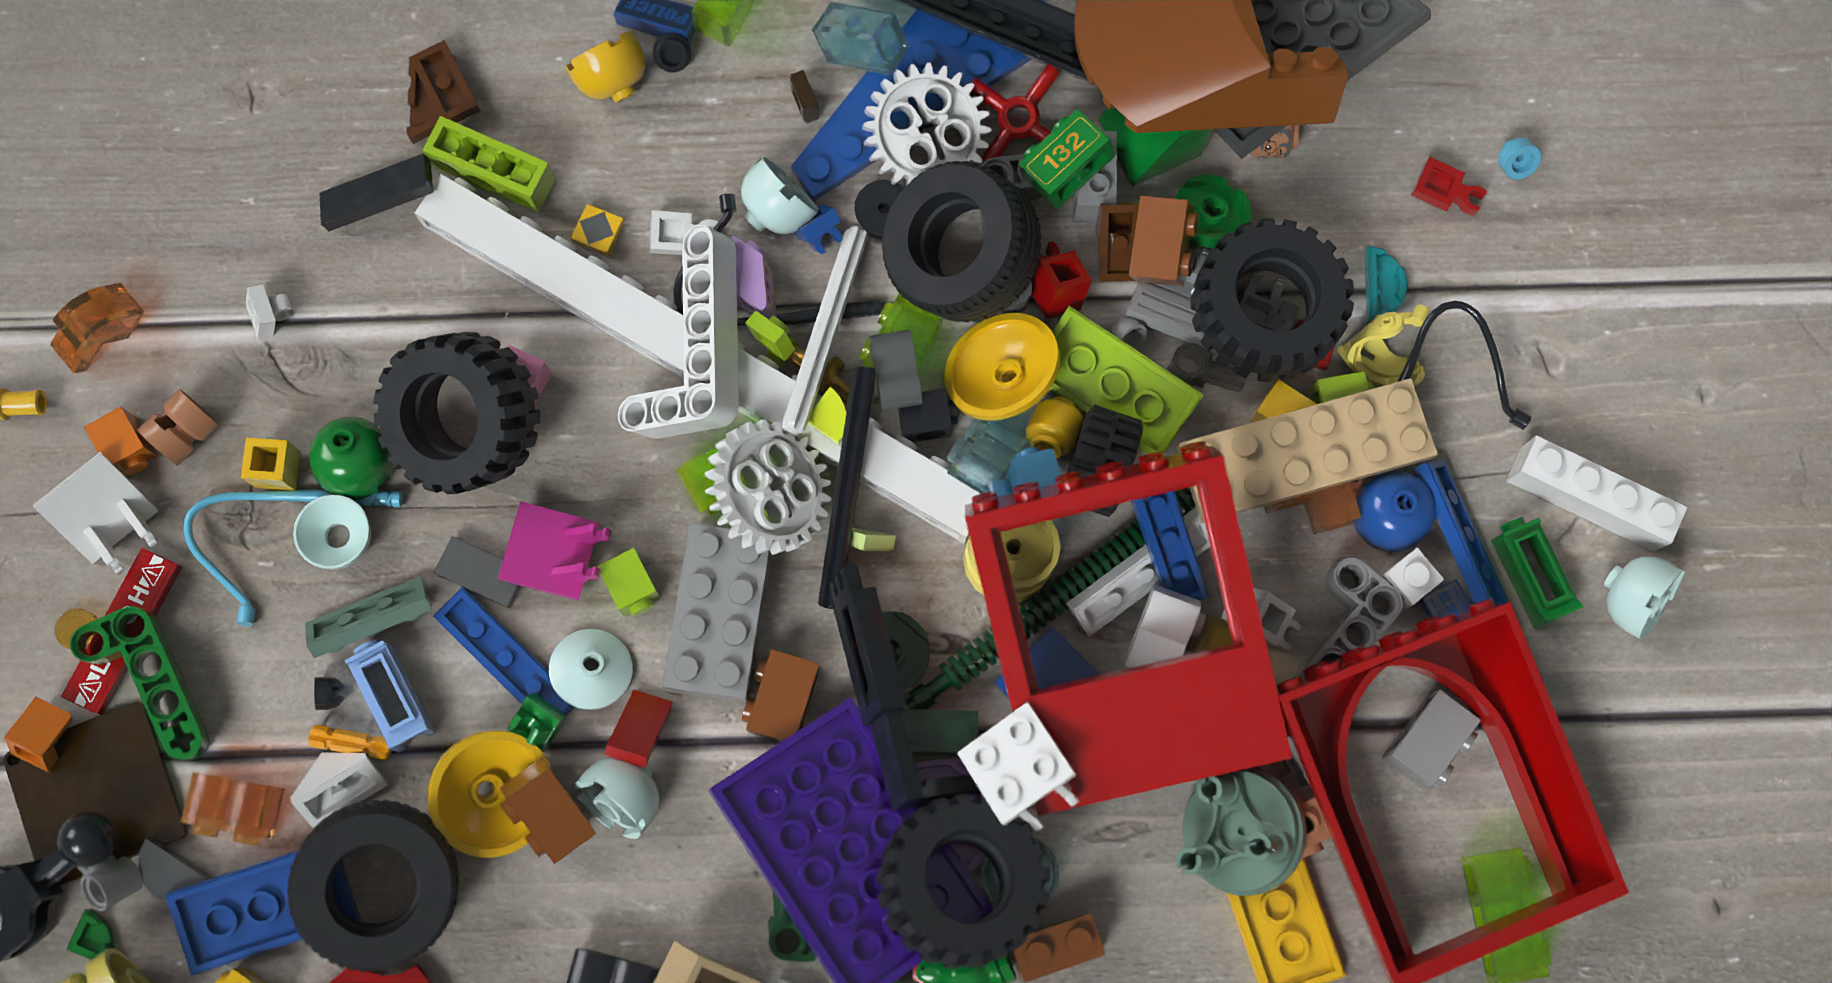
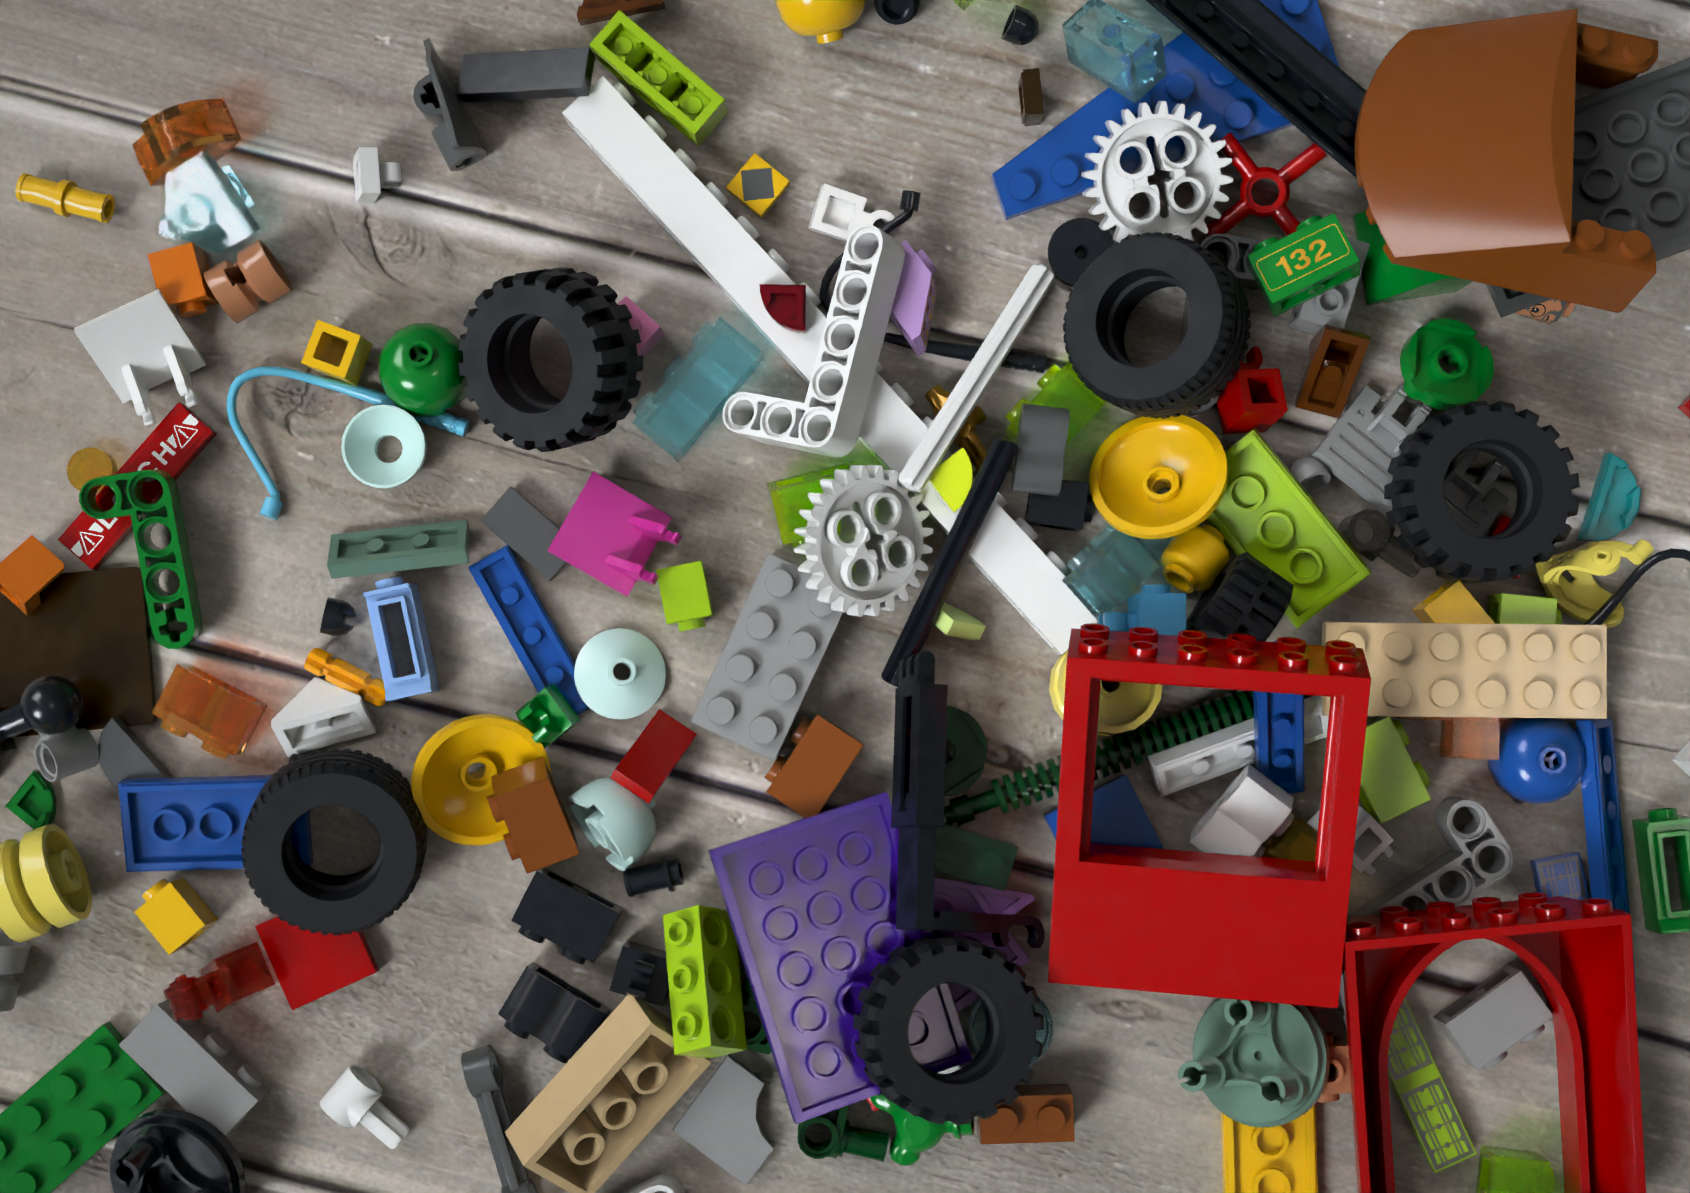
camera: 25 degrees right, 10 degrees up
(126, 374) = (206, 205): none -> clear light blue plate
(323, 251) = (455, 131): none -> dark grey panel
(591, 408) = (697, 388): none -> clear light blue brick
(600, 894) = (566, 916): none -> black brick
(646, 314) = (786, 305): none -> dark red tile
(668, 837) = (654, 876): none -> black pin
(686, 923) = (641, 973): none -> black brick
(738, 912) = (704, 983): none -> lime brick
(773, 335) = (918, 370): lime plate -> none
(774, 199) = (964, 210): light aqua cylinder -> none
(780, 45) = (1020, 26): none -> black hinge
(821, 224) = (1000, 251): blue tile -> none
(1018, 766) = (1043, 931): white plate -> none
(1163, 241) = (1382, 388): dark orange brick -> none
(1272, 558) = (1389, 777): none -> lime brick
(1396, 825) = (1425, 1095): none -> tile
(1413, 577) = (1531, 839): white brick -> none

